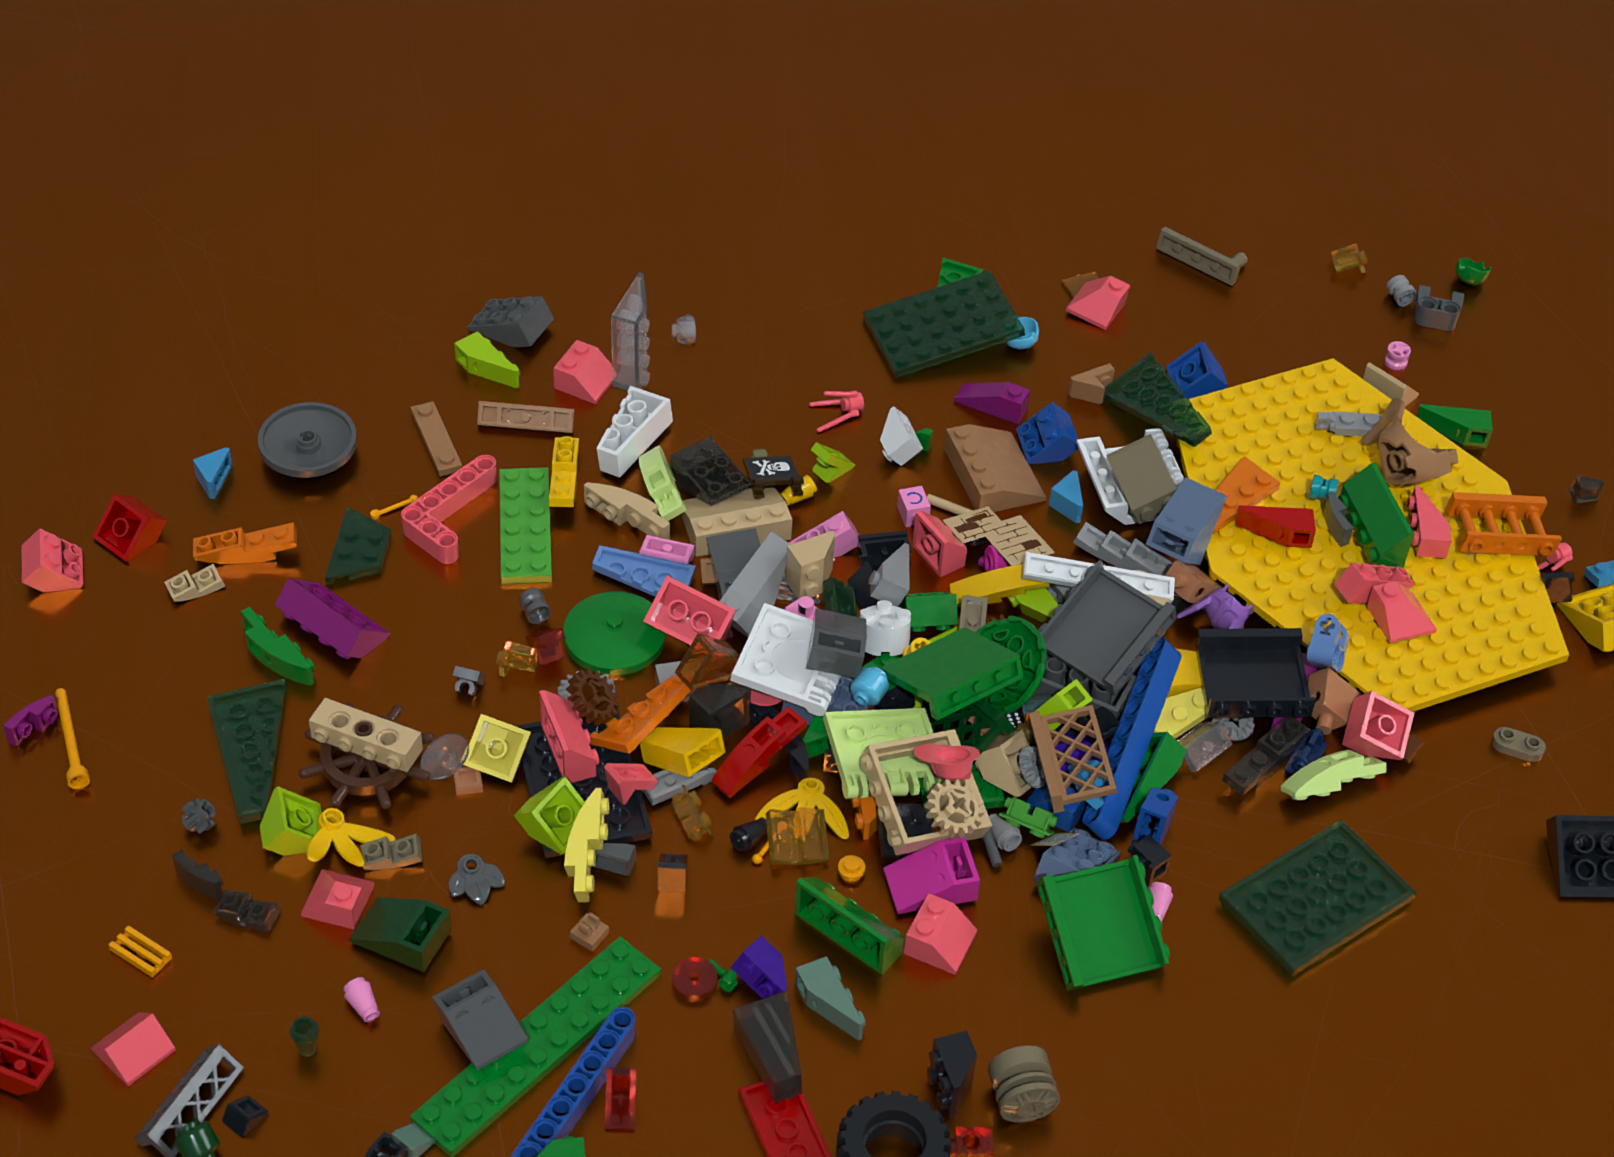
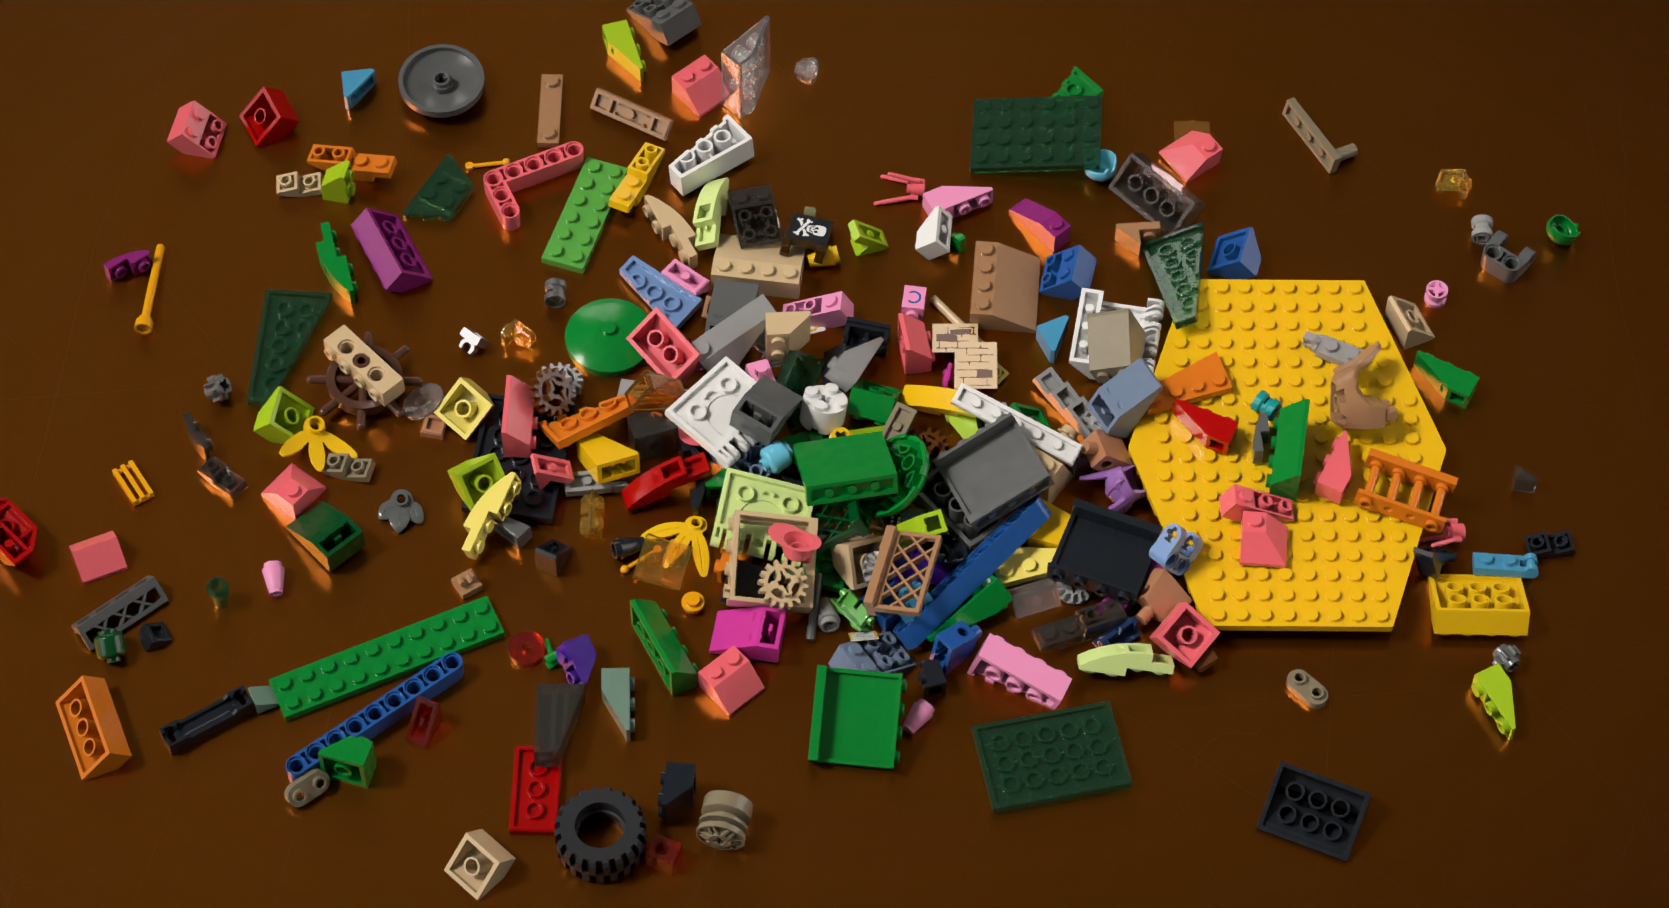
camera: 25 degrees right, 10 degrees up
(239, 566) = (338, 183): none -> lime slope
(479, 1019) = (347, 624): dark grey slope -> none
(547, 644) = (548, 330): clear red slope -> none
(904, 398) = (957, 199): none -> bright pink slope
(1087, 343) = (1156, 194): none -> clear smoke slope
(1236, 820) = (1019, 672): none -> bright pink wedge

